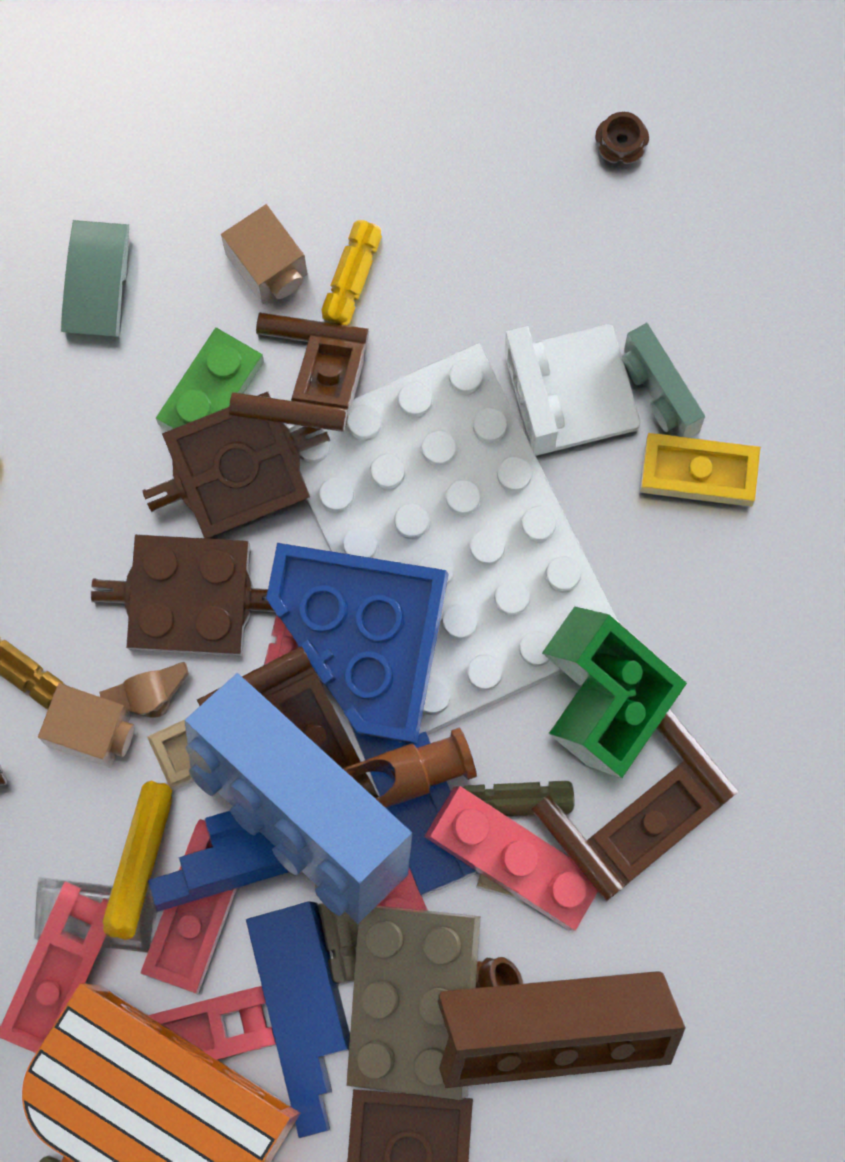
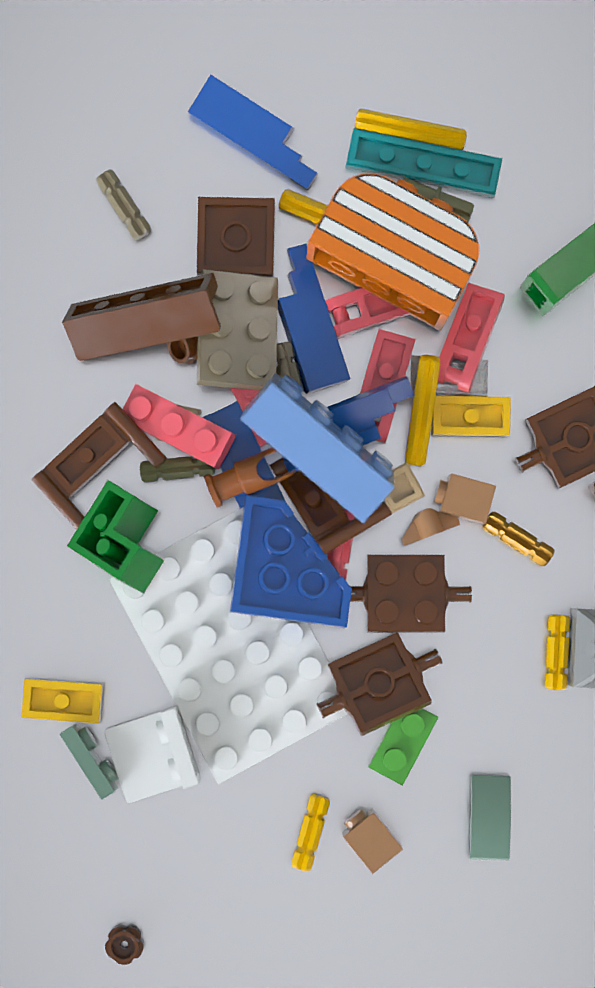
camera: 175 degrees right, 10 degrees up
(64, 850) = (471, 416): none -> yellow plate
(325, 379) = (322, 748): reddish brown plate -> none

